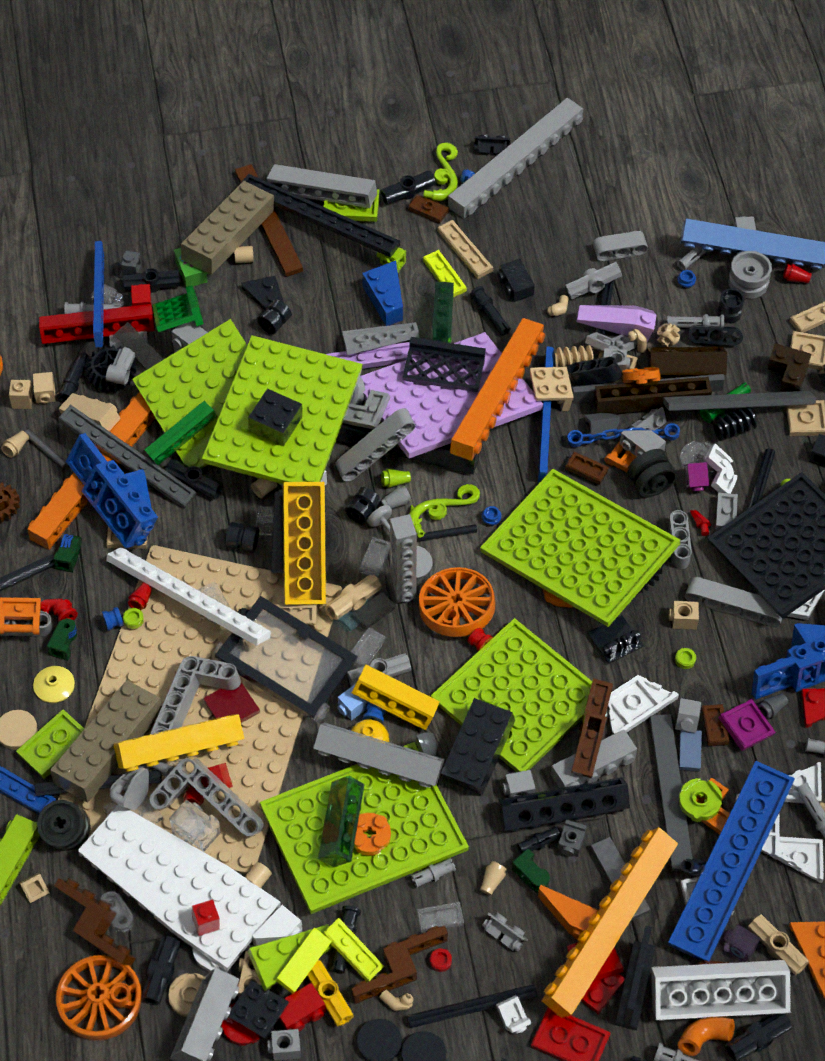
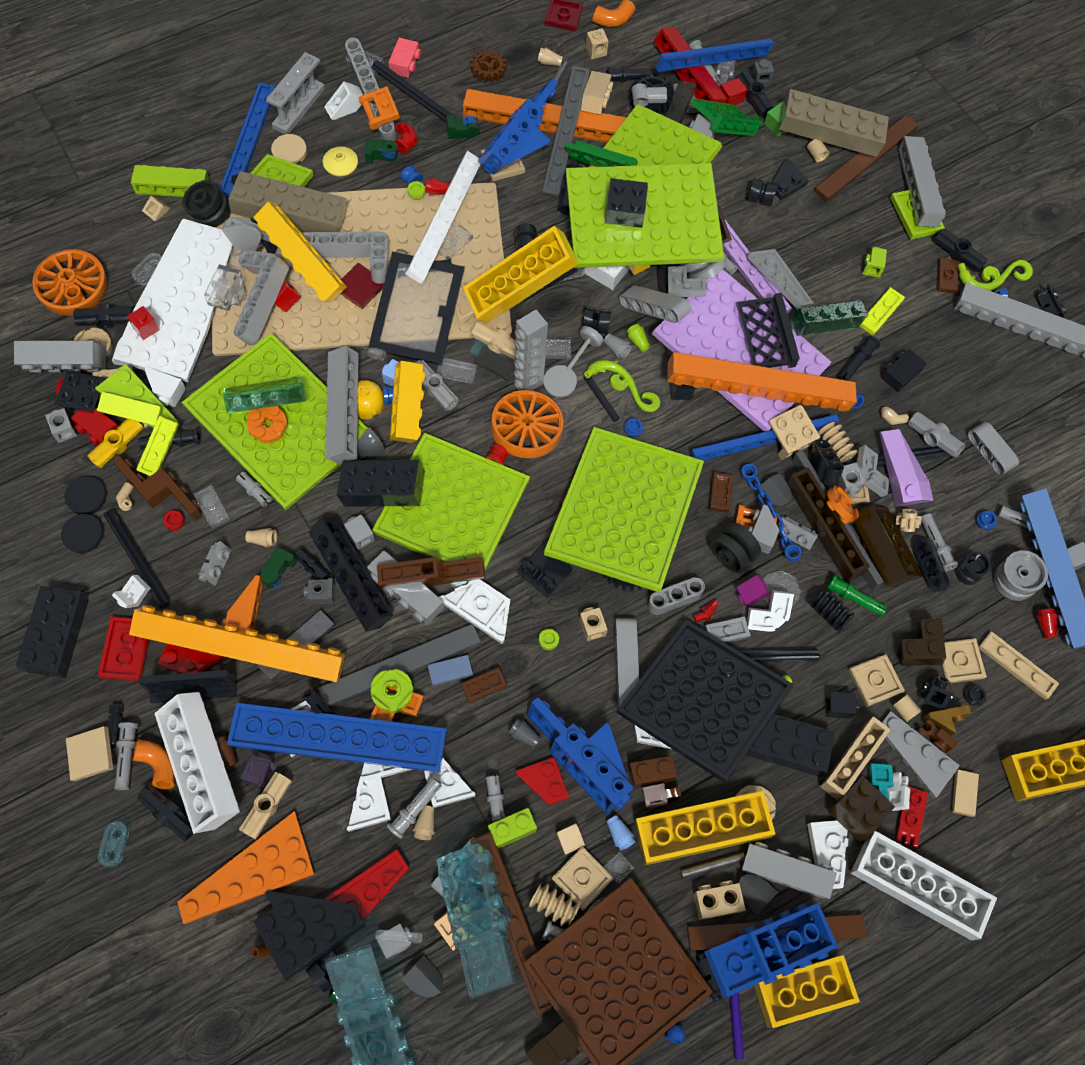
camera: 65 degrees right, 10 degrees up
(44, 387) = (611, 56): tan brick -> none
(95, 921) = (129, 254): reddish brown bracket -> none
(258, 874) = (208, 356): tan beam -> none
(327, 218) = (885, 192): black plate -> none
(384, 292) = (833, 267): blue wedge -> none
(465, 249) = (918, 319): tan tile -> none
(641, 340) = (889, 495): tan arm -> none
(688, 715) = (481, 656): light grey brick -> none
(739, 400) = (858, 606): dark grey tile -> none
(746, 725) = (493, 714): magenta tile -> none

